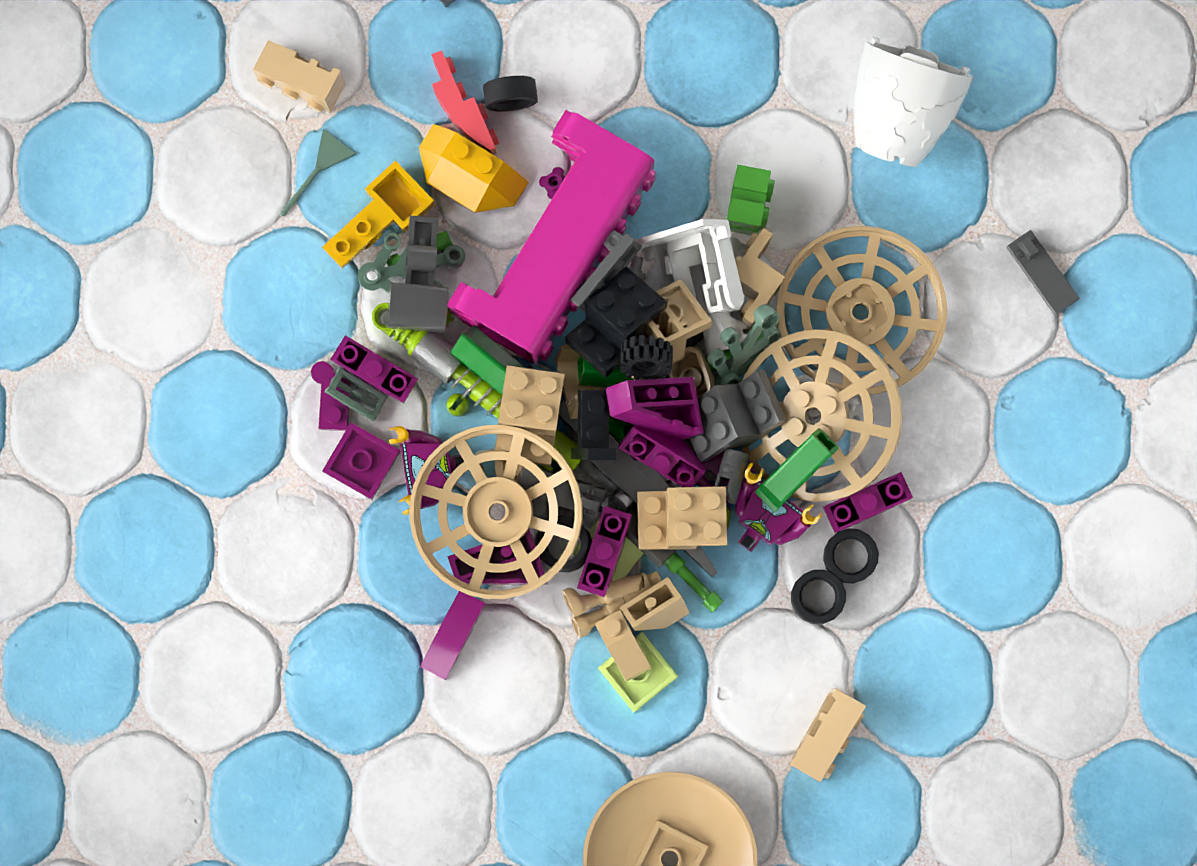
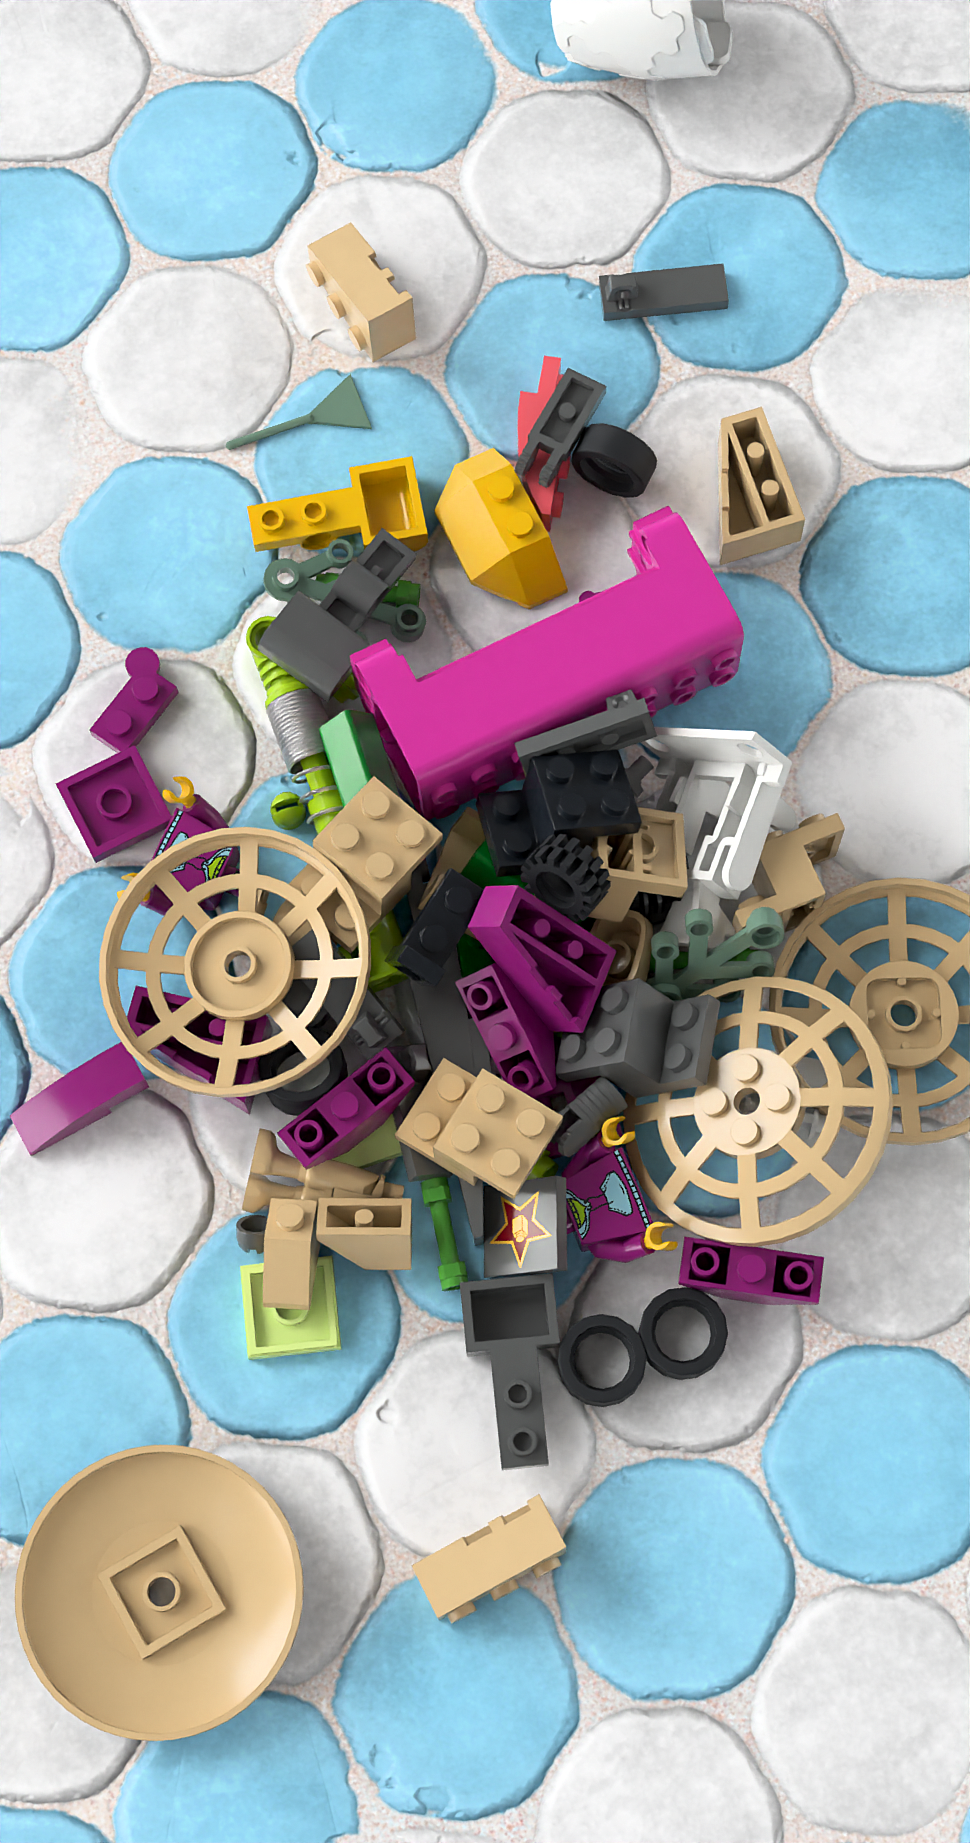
camera: 35 degrees right, 10 degrees down
(335, 382) = (150, 721): sand green tile -> none
(374, 369) = (207, 694): magenta slope -> none
(469, 90) = (561, 424): none -> dark grey hinge
(591, 640) = (251, 1233): none -> dark grey hinge
(597, 62) = (754, 490): none -> tan wedge
(741, 557) = (526, 1232): none -> dark grey tile
(748, 197) = (842, 772): bright green brick -> none
(759, 608) = (510, 1324): none -> dark grey plate
(796, 469) = (679, 1159): piece -> none

